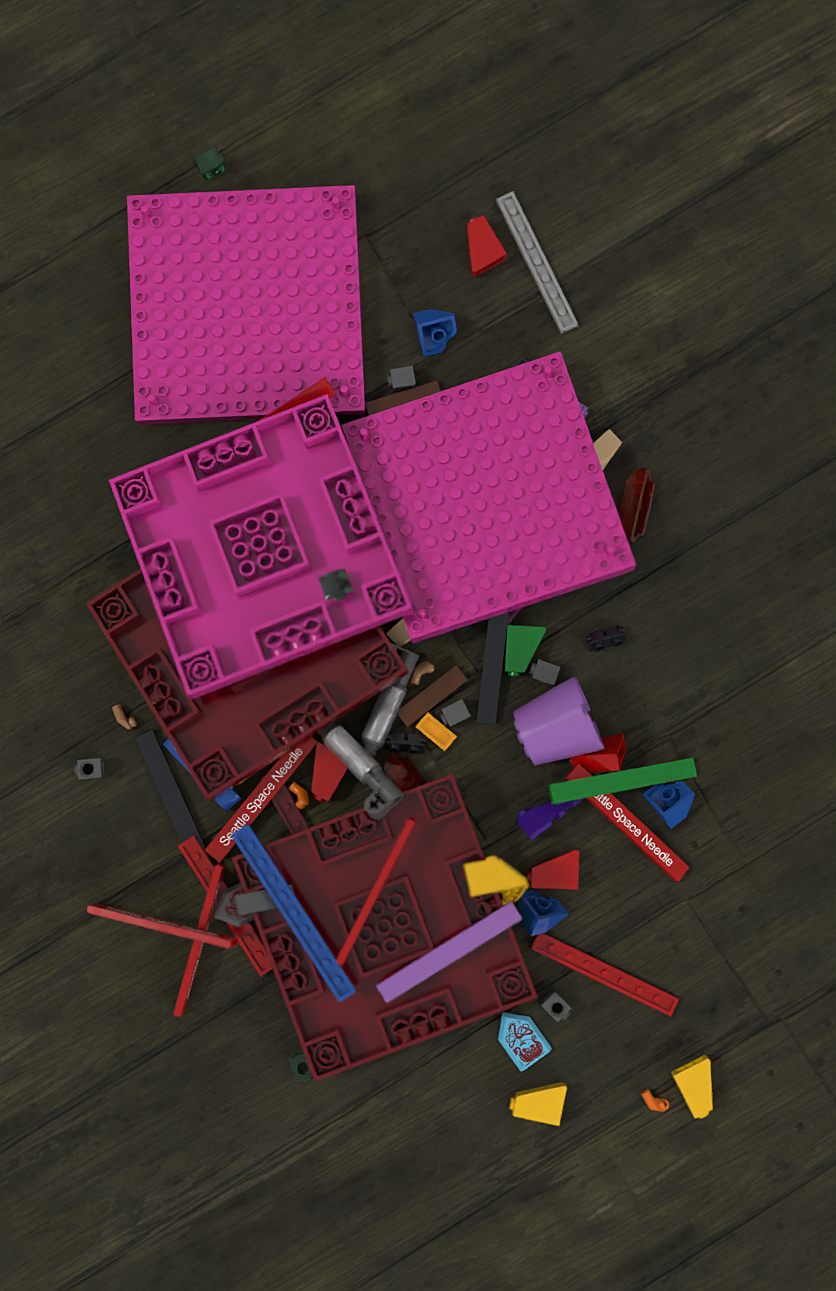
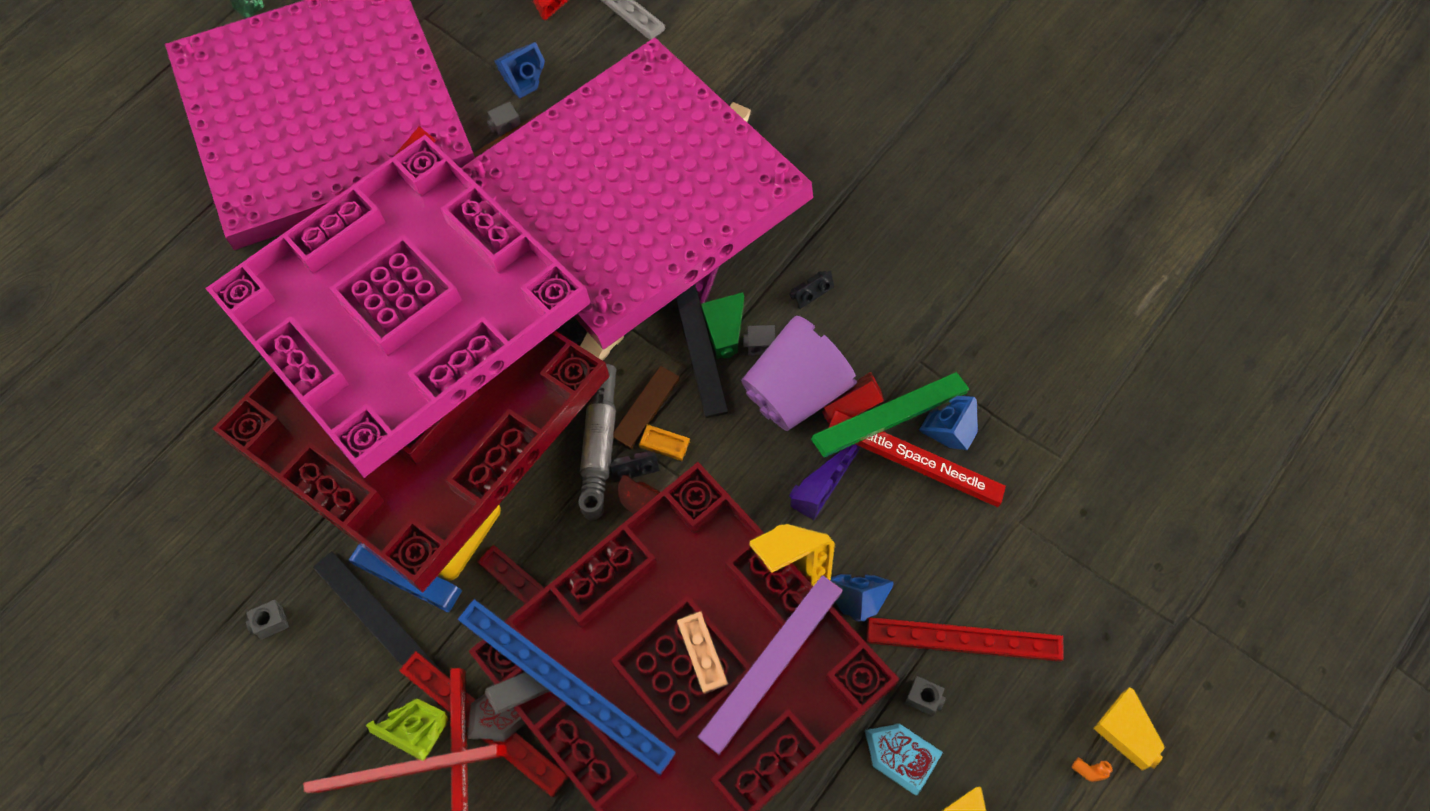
camera: 20 degrees left, 20 degrees down
(122, 719) = (291, 551): medium nougat arm -> none
(175, 894) = (412, 728): none -> lime wing
(260, 798) = (485, 576): red tile -> none
(302, 795) = (532, 561): orange arm -> none
(327, 773) = (556, 524): red slope -> none
(335, 585) = (492, 298): brick -> none
(364, 768) = (626, 507): piece -> none
(375, 891) = (655, 624): red tile -> none
(401, 924) = (702, 652): none -> light nougat tile
(419, 670) = (622, 385): medium nougat arm -> none
(454, 713) = (678, 413): dark grey brick -> none
(557, 872) = (862, 542): red slope -> none
(637, 503) = (789, 143): clear red brick -> none

